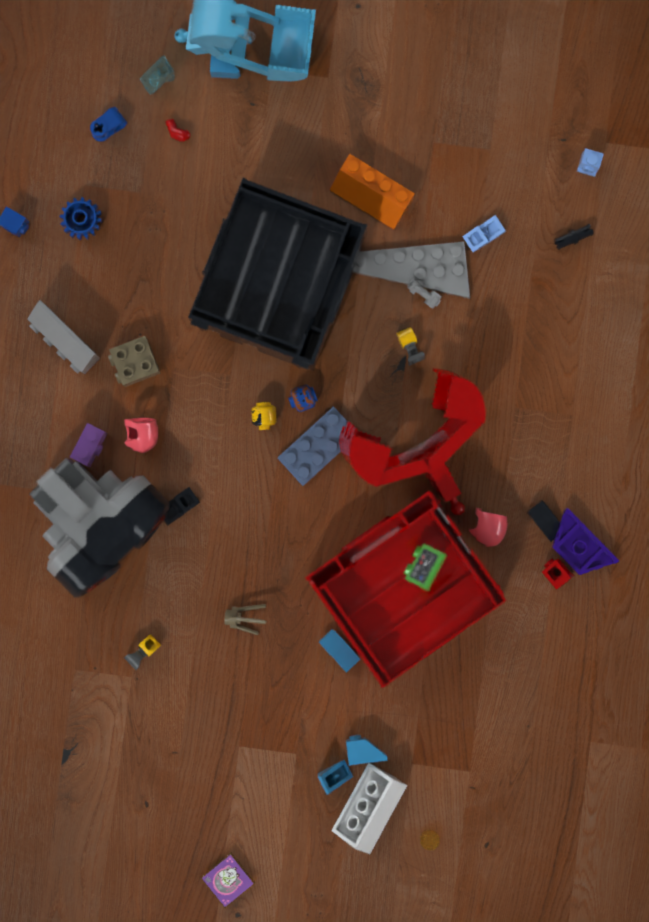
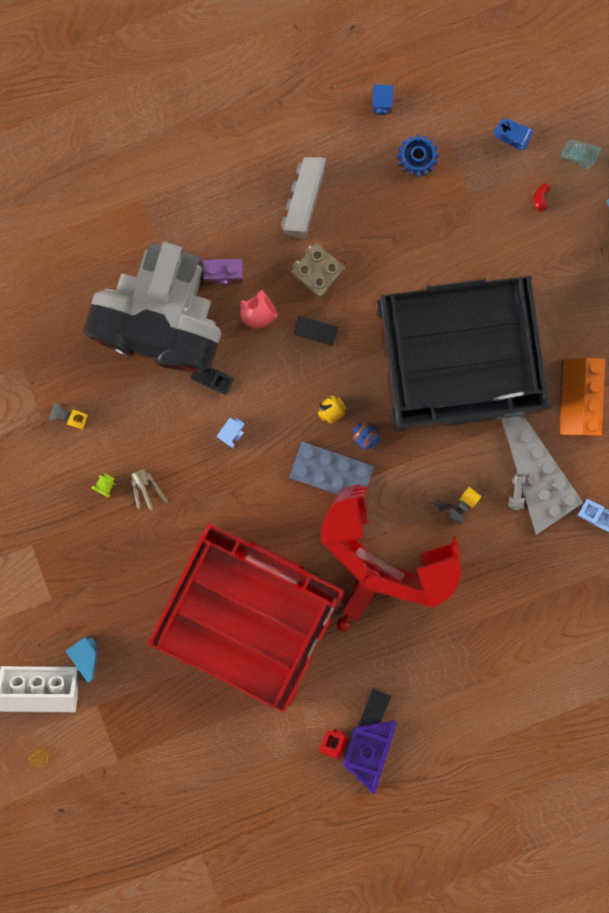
camera: 55 degrees right, 0 degrees up
(186, 392) = (315, 330): none -> black slope
(220, 652) = (104, 485): none -> lime brick
(235, 514) = (231, 431): none -> light blue brick
(334, 776) = (49, 643): dark azure slope -> none
(339, 650) = (161, 587): dark azure slope -> none
(425, 566) = (274, 623): slope -> none
(490, 528) = (341, 663): coral piece -> none

